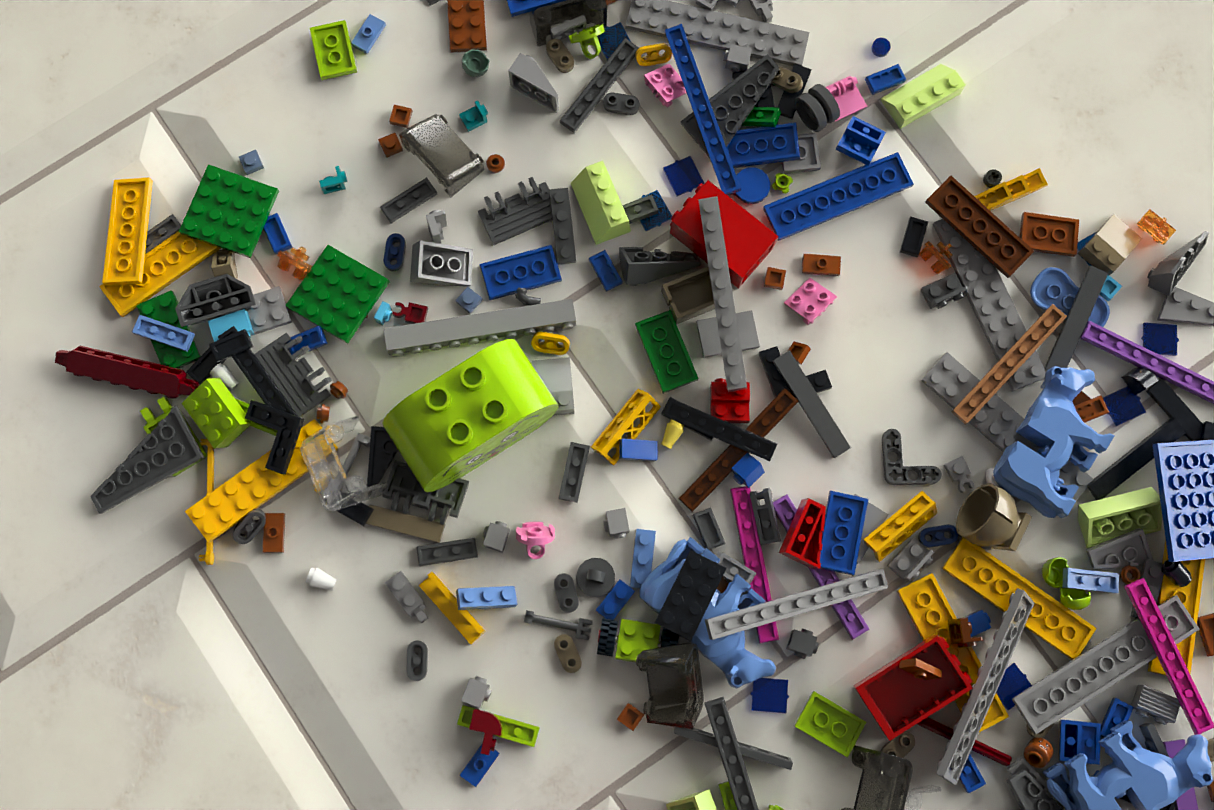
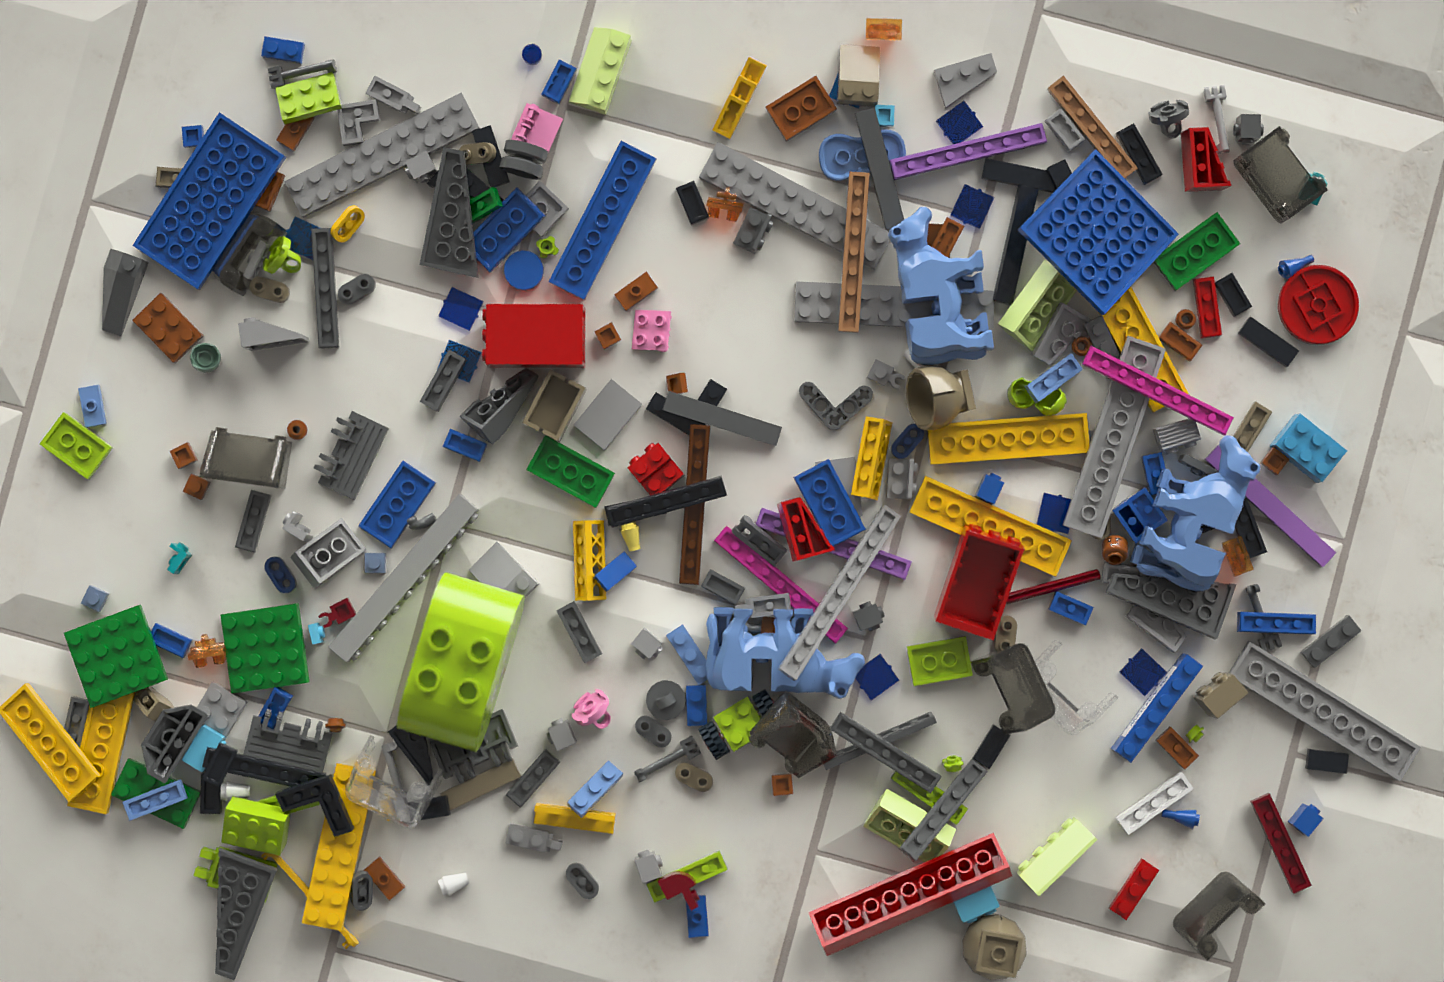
camera: 35 degrees left, 10 degrees up
(126, 371) = (153, 854): dark red hinge -> none
(323, 413) = (339, 754): dark orange plate -> none
(474, 116) = (244, 404): teal bracket -> none
(550, 344) = (472, 543): yellow plate -> none
(562, 225) = (398, 437): dark grey plate -> none
(600, 203) = (413, 394): yellowish green slope -> none
(665, 83) = (380, 240): bright pink hinge -> none
(690, 595) = (751, 658): black plate -> none
(702, 110) = (429, 241): blue plate -> none
(722, 294) = (577, 393): light grey brick -> none
(747, 470) = (715, 516): blue brick -> none
(860, 140) = (582, 157): blue brick -> none
(920, 669) = (973, 567): dark orange plate -> none
(960, 633) = (982, 508): reddish brown bracket -> none
(979, 226) = (738, 152): reddish brown plate -> none
(985, 688) = (1035, 534): light grey plate -> none
(995, 173) = (723, 96): pearl dark grey bush -> none
(1139, 379) = (968, 175): black brick -> none
(1171, 269) = (924, 54): dark grey wedge -> none
(1177, 573) = (1115, 317): black brick -> none

